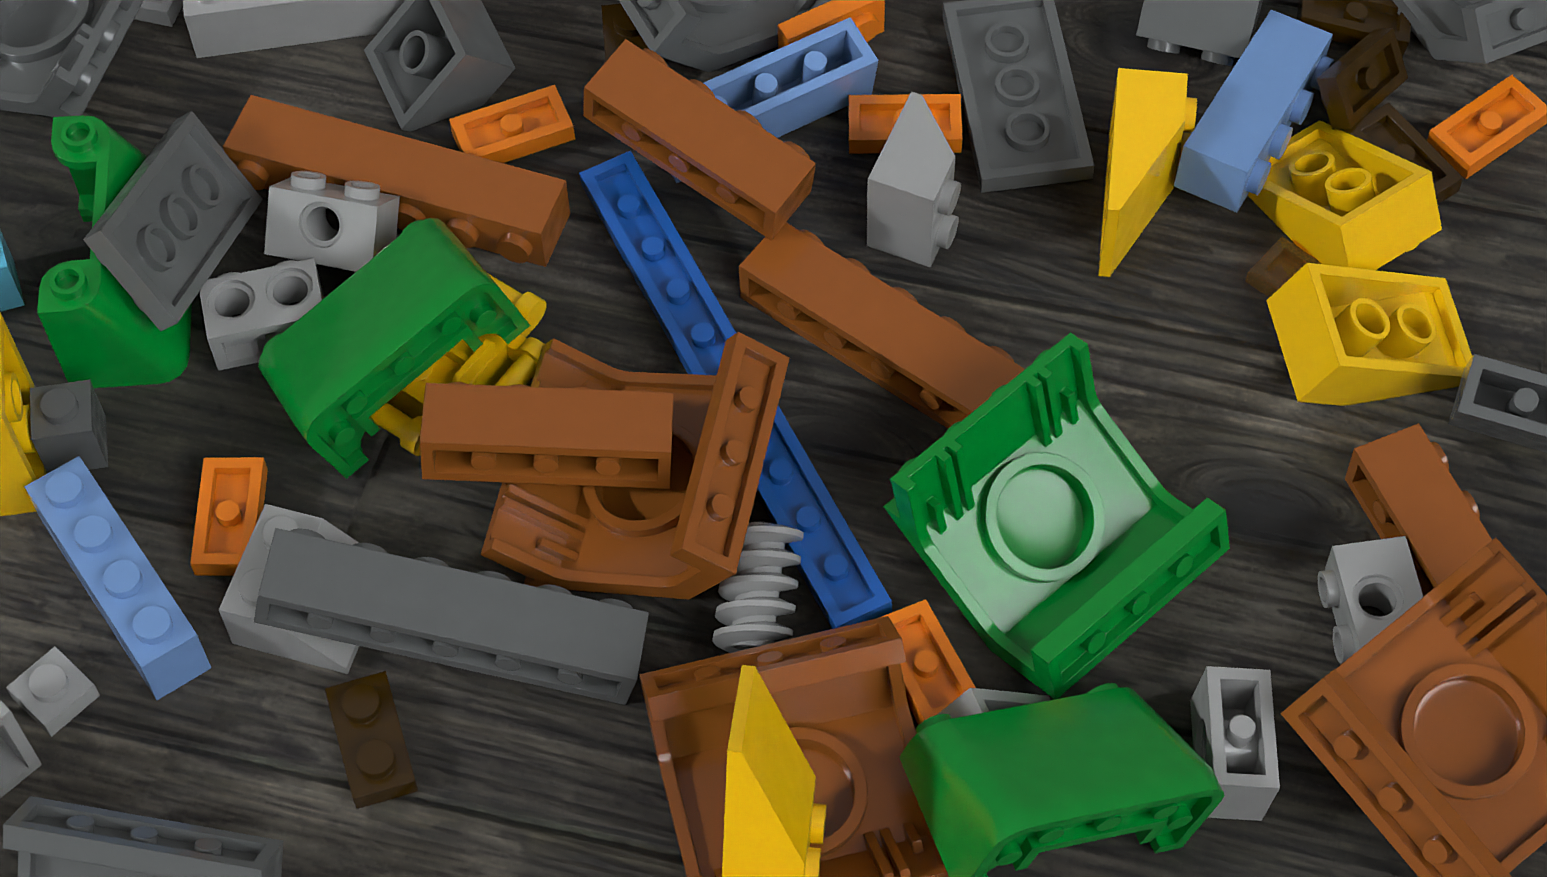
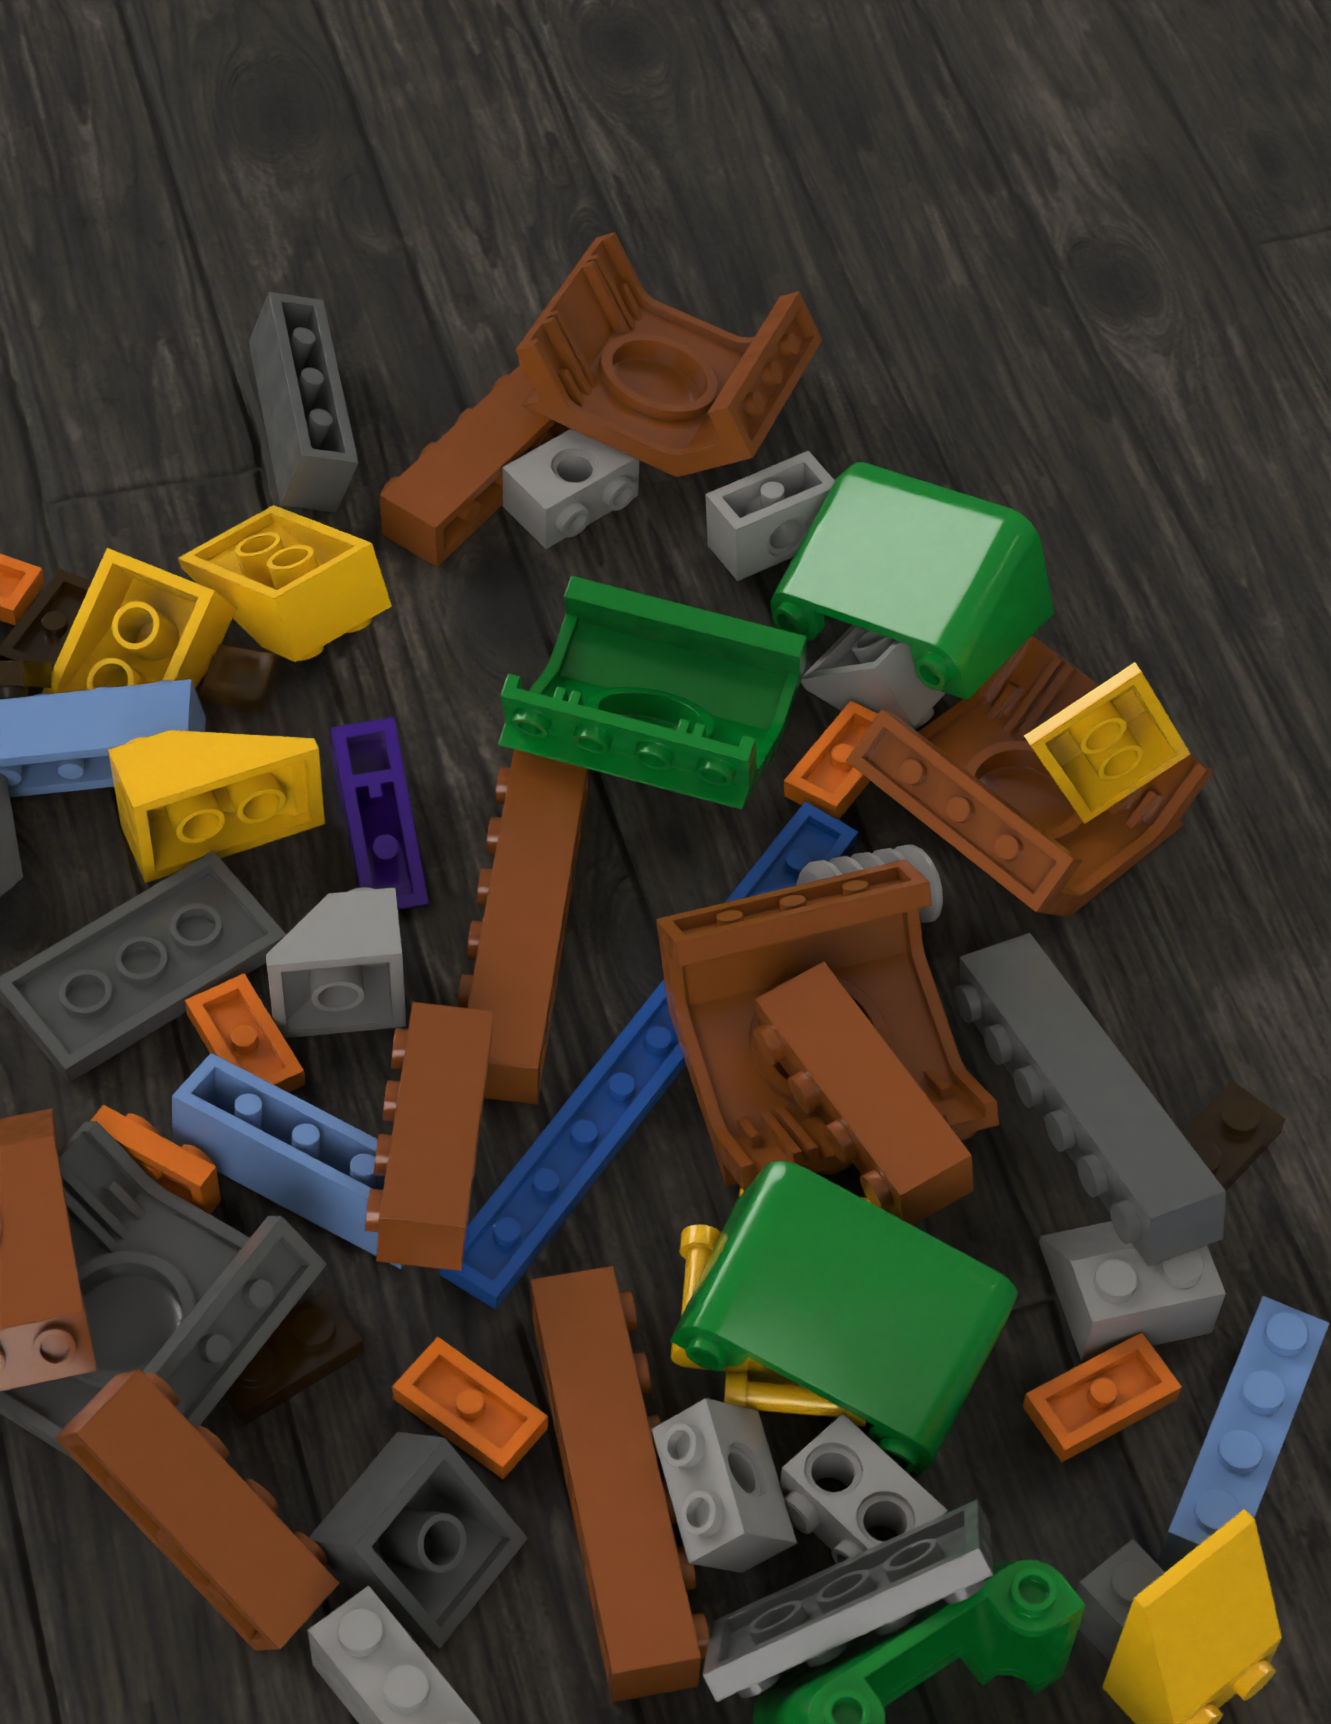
camera: 125 degrees left, 5 degrees down
(1075, 291) = (378, 809): none -> dark purple slope

